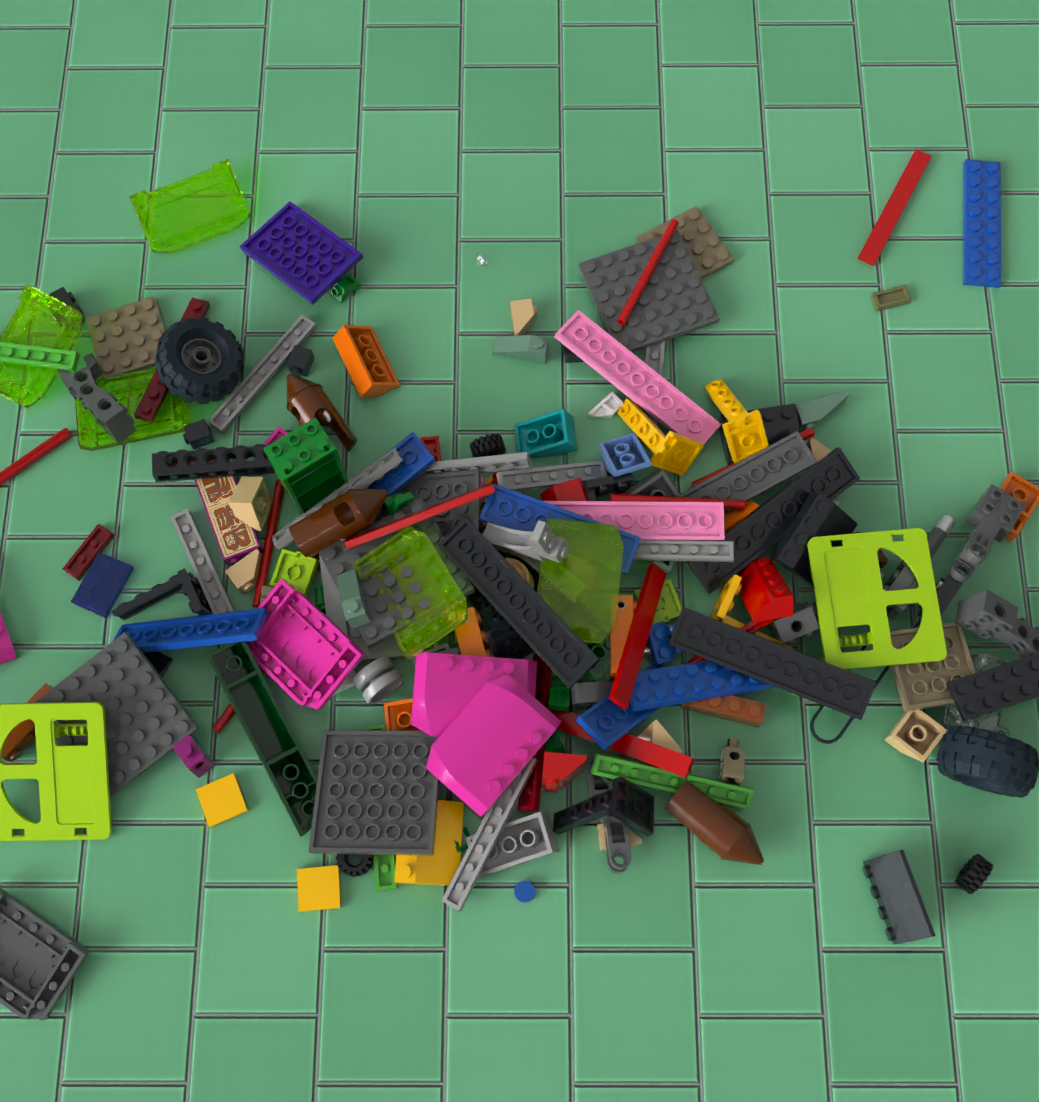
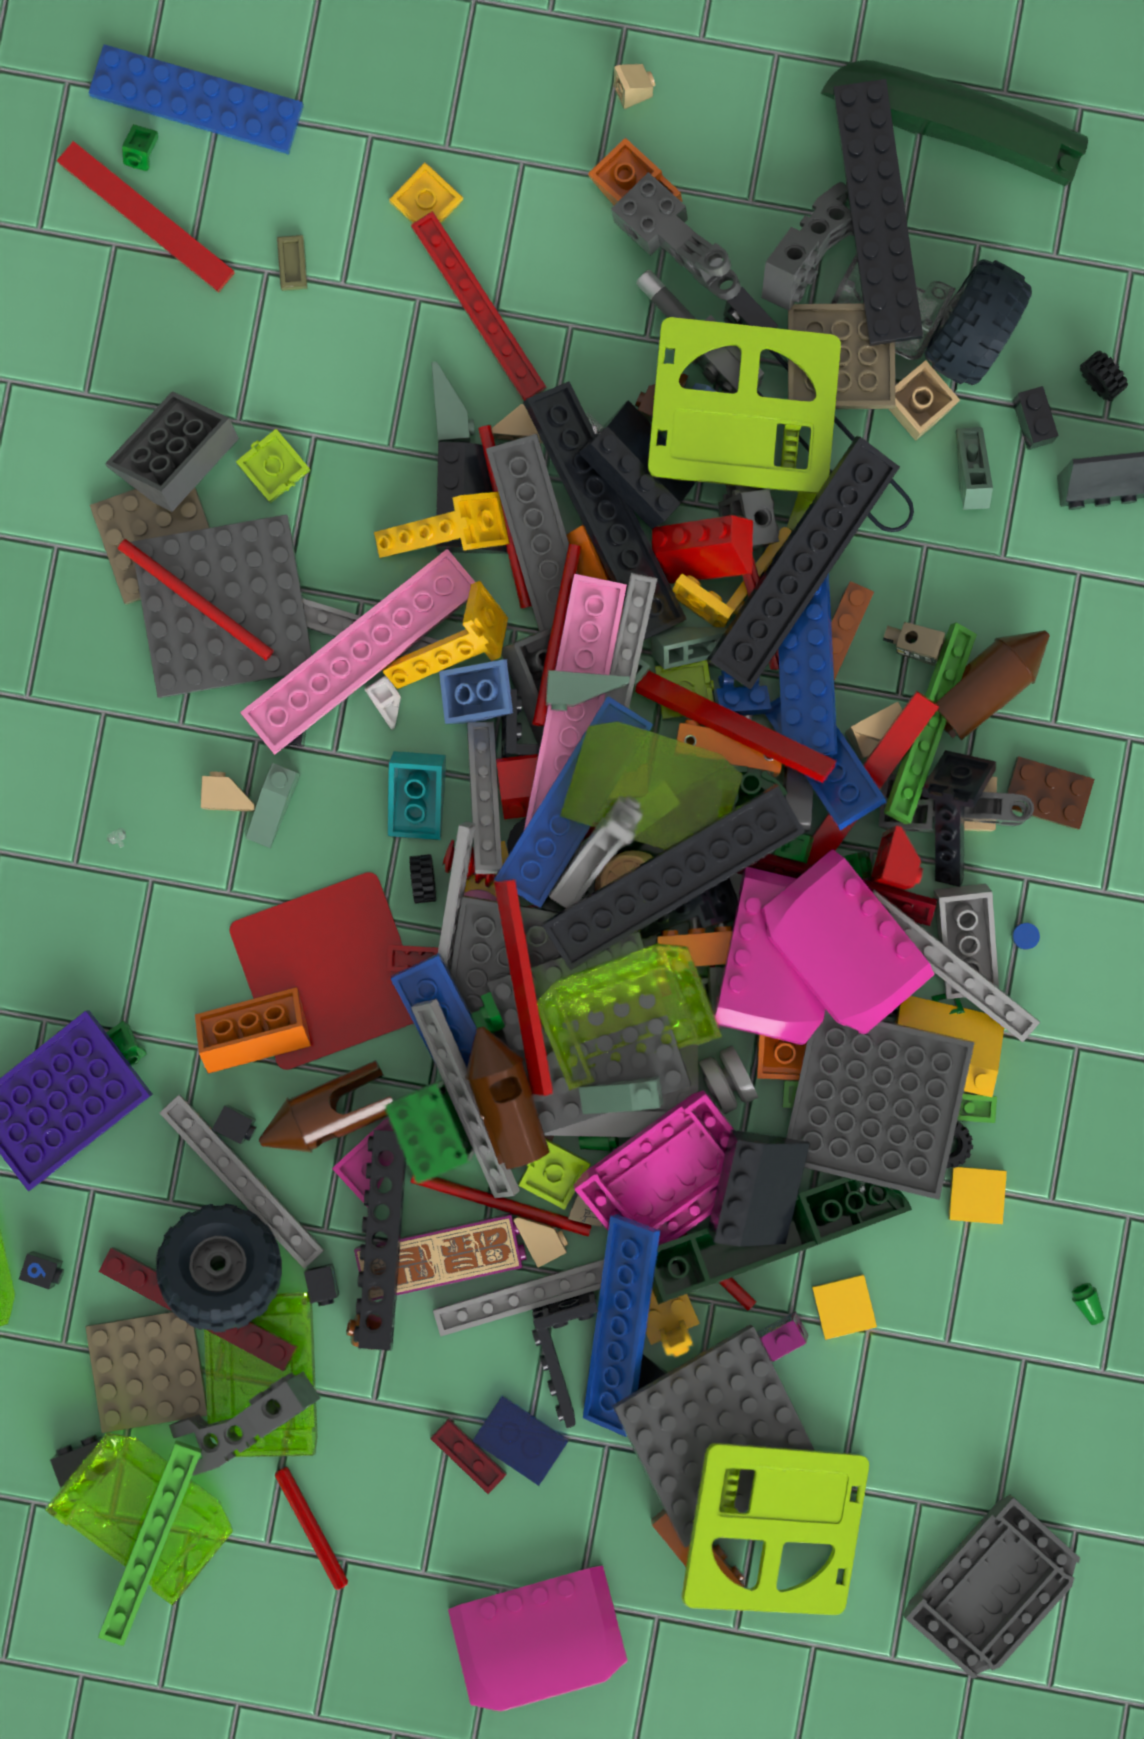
camera: 80 degrees left, 15 degrees up
(188, 263) = (41, 1270): none -> black brick
(194, 669) = (670, 1324): none -> yellow bracket
(245, 992) = (1088, 1302): none -> green cone
(251, 502) = (446, 1219): tan slope -> none
(297, 711) = (757, 1189): none -> black slope
(427, 402) = (335, 955): none -> red piece
(639, 891) = (1055, 793): none -> reddish brown plate
(640, 513) = (574, 688): none -> sand green slope
(690, 593) = (684, 645): none -> sand green slope
(744, 245) = (173, 450): none -> dark grey slope
(750, 308) = (273, 465): none -> lime plate
(874, 785) = (974, 469): none -> sand green slope
(897, 415) = (478, 306): none -> red tile
(926, 826) = (1035, 417): none -> black brick
(940, 192) = (138, 147): none -> green bracket
(959, 373) = (425, 193): none -> yellow tile

